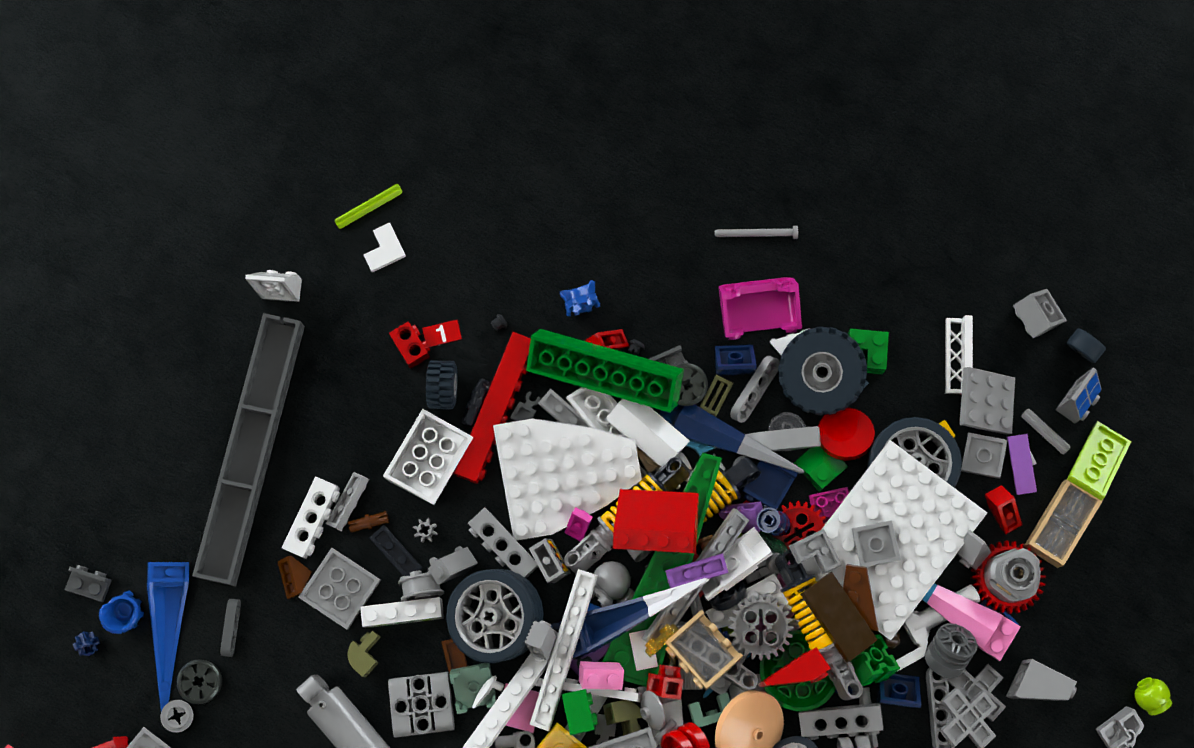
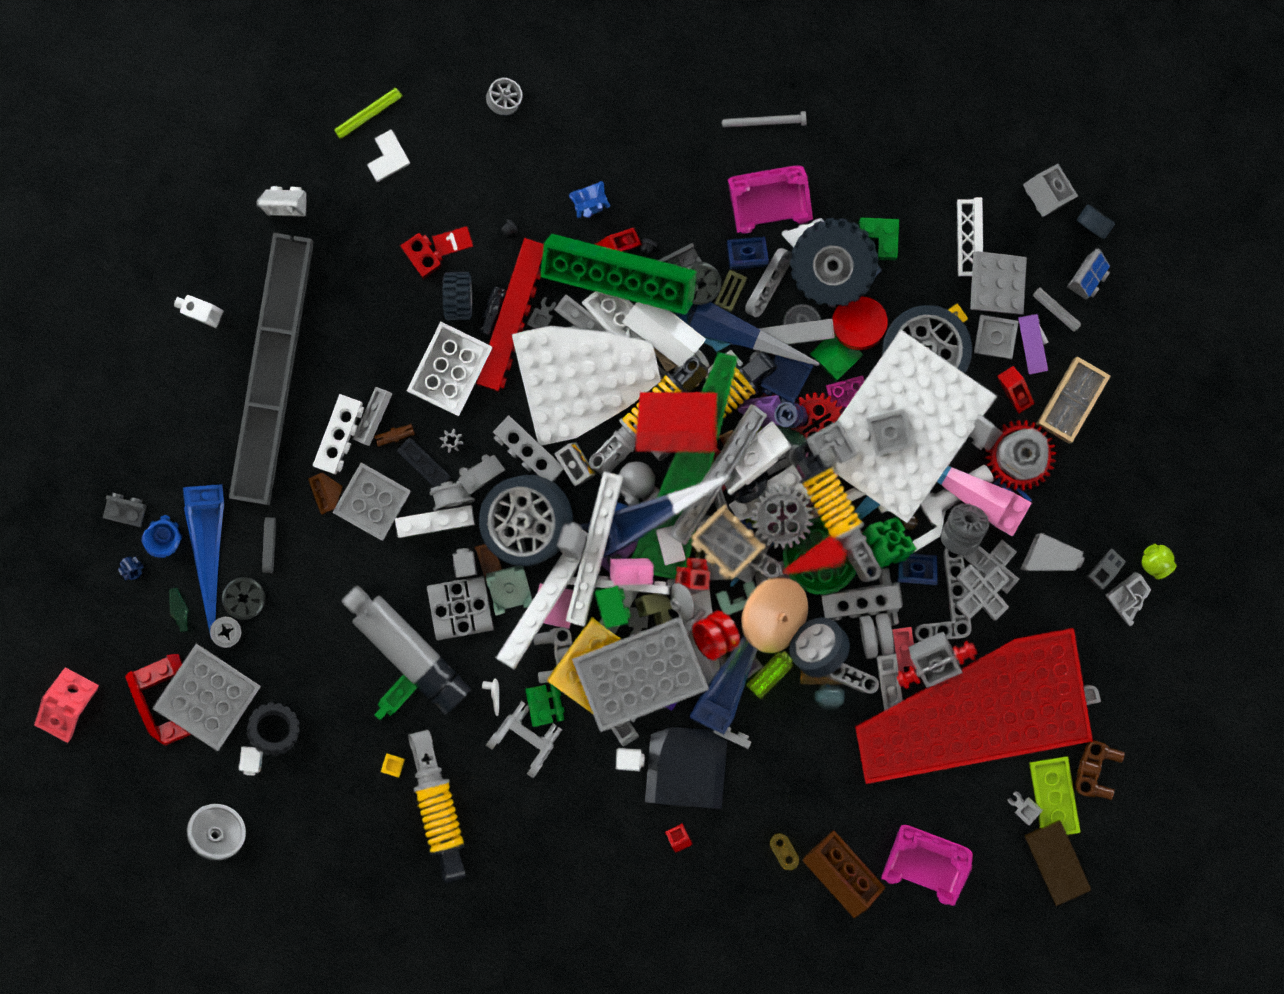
camera: 10 degrees left, 10 degrees up
(131, 689) = (178, 609): none -> clear green piece
(184, 386) = (199, 310): none -> white torso
(358, 654) = (397, 567): olive brick -> none
(429, 657) = (464, 563): none -> light grey brick
(486, 688) = (520, 592): white bar -> none
(502, 195) = (504, 96): none -> light grey wheel
(578, 524) = (601, 427): dark pink plate -> none
(655, 645) = (681, 540): clear yellow plate -> none
(697, 570) = (718, 467): medium lavender tile -> none
(839, 617) = (855, 504): dark brown tile -> none
(859, 591) = (873, 486): reddish brown wing -> none
(1096, 702) = (1106, 569): none -> dark grey slope
(1099, 460) = (1107, 336): lime tile -> none

